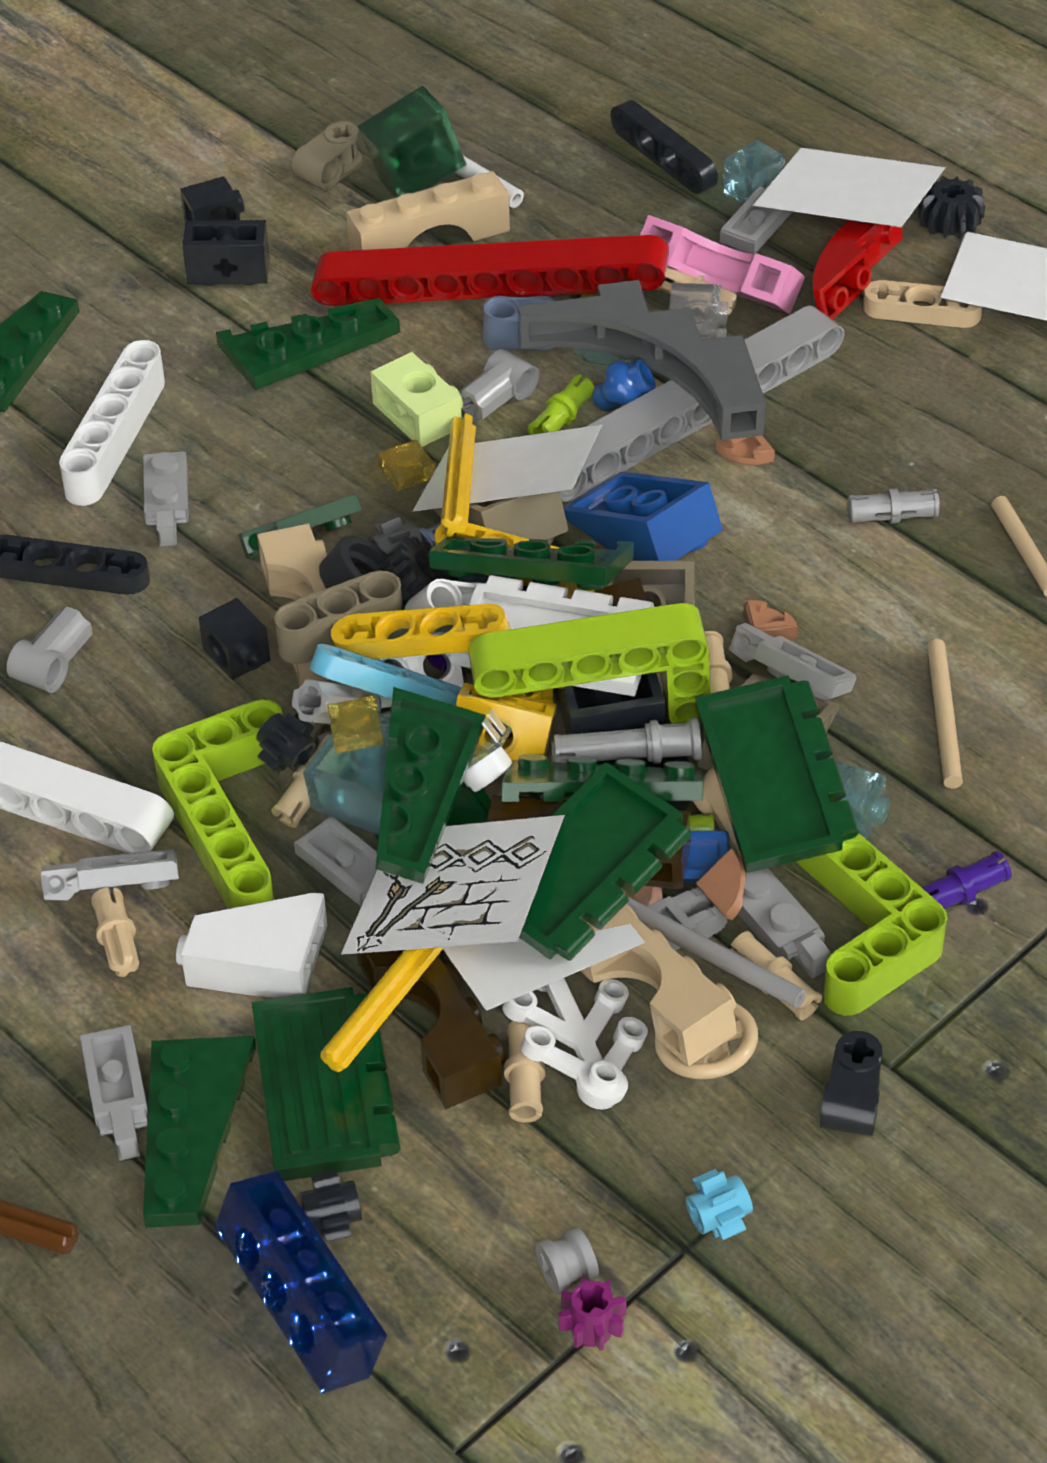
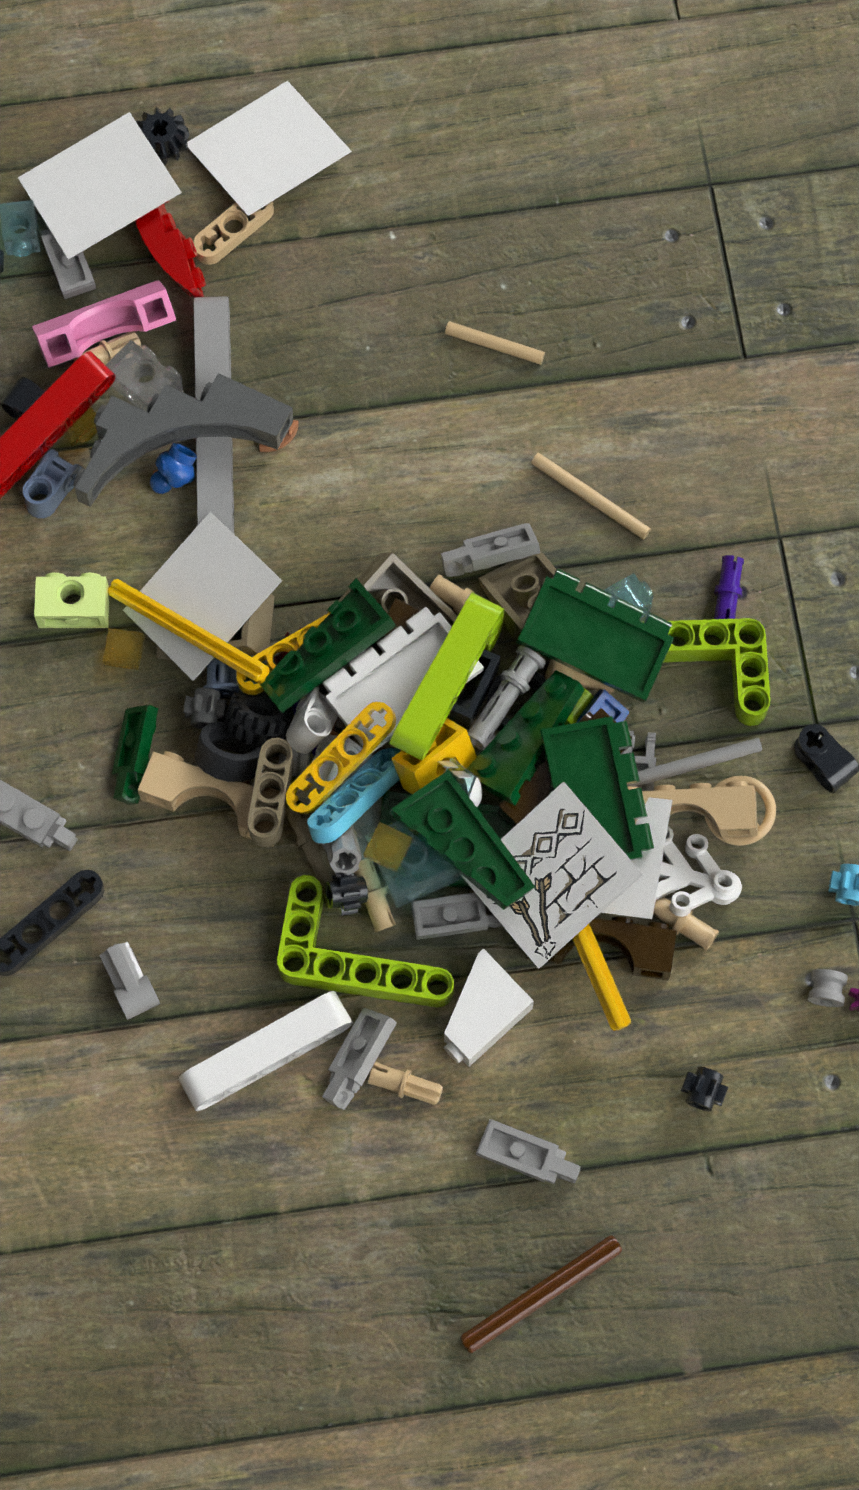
camera: 55 degrees left, 25 degrees up
(188, 1121) = (565, 1116): dark green wing -> none
(234, 638) = (212, 861): black brick -> none
(300, 1281) = (747, 1138): clear blue brick -> none
(314, 1114) = (575, 1032): dark green hinge -> none
(502, 379) = (97, 536): light grey piece -> none
(562, 406) = (152, 518): lime pin -> none
(656, 512) = (303, 539): blue slope -> none
(725, 884) = (640, 718): nougat tile -> none
(754, 951) = (712, 739): tan pin -> none
(769, 619) = (439, 536): nougat tile -> none
(783, 922) = (676, 707): light grey hinge -> none
(893, 505) = (403, 390): light grey pin -> none

